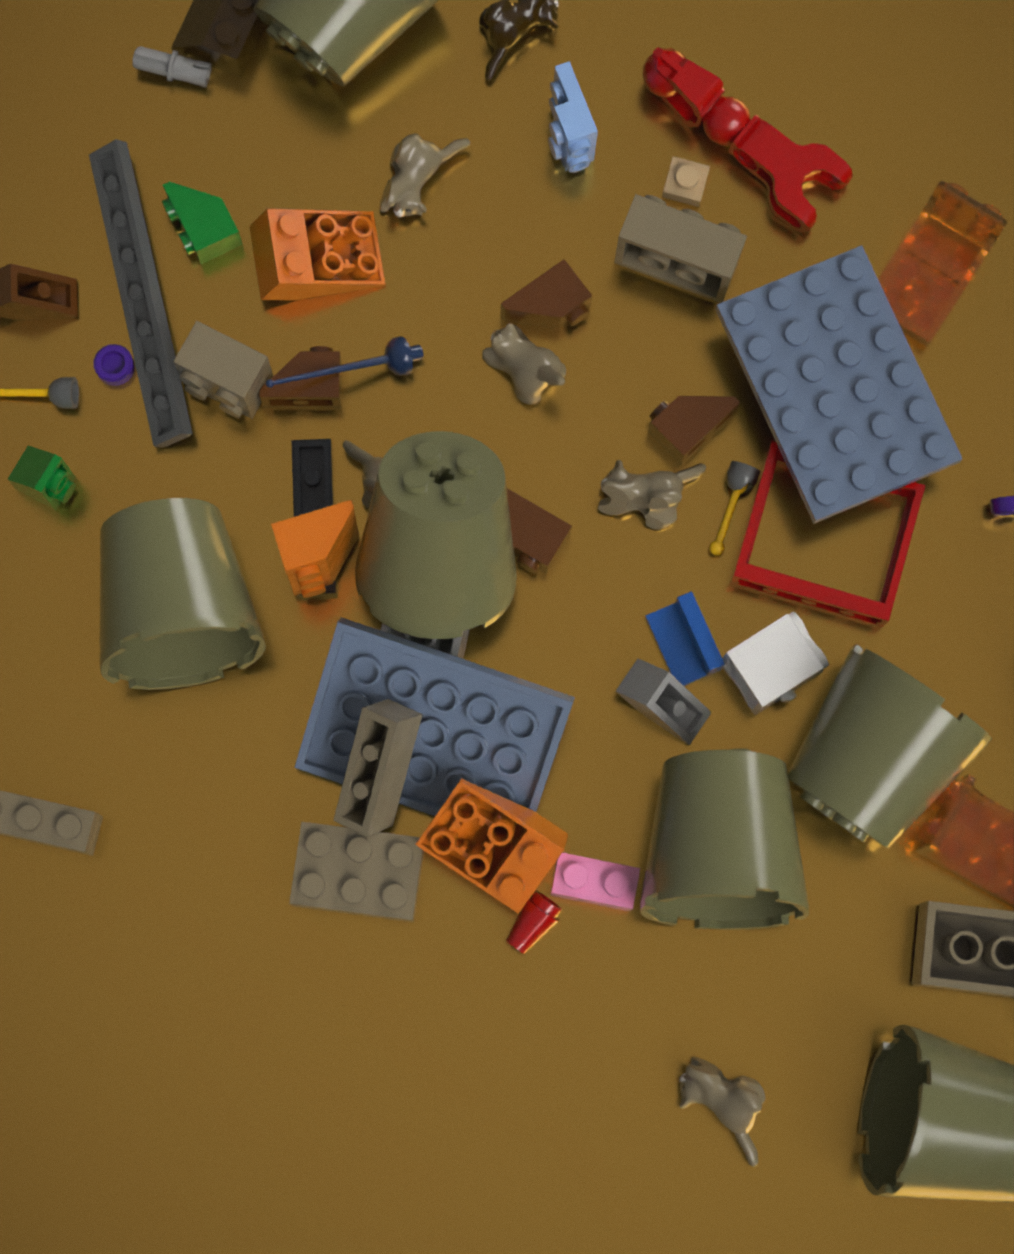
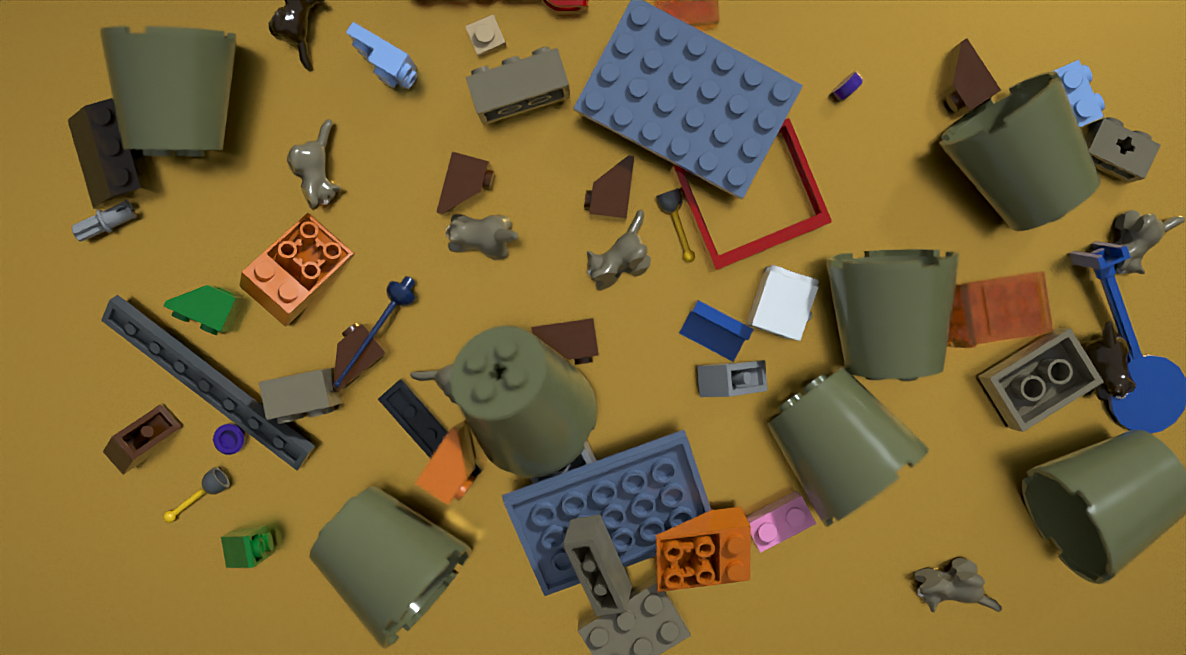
camera: 30 degrees left, 10 degrees up
(533, 921) = (761, 573): red cone -> none

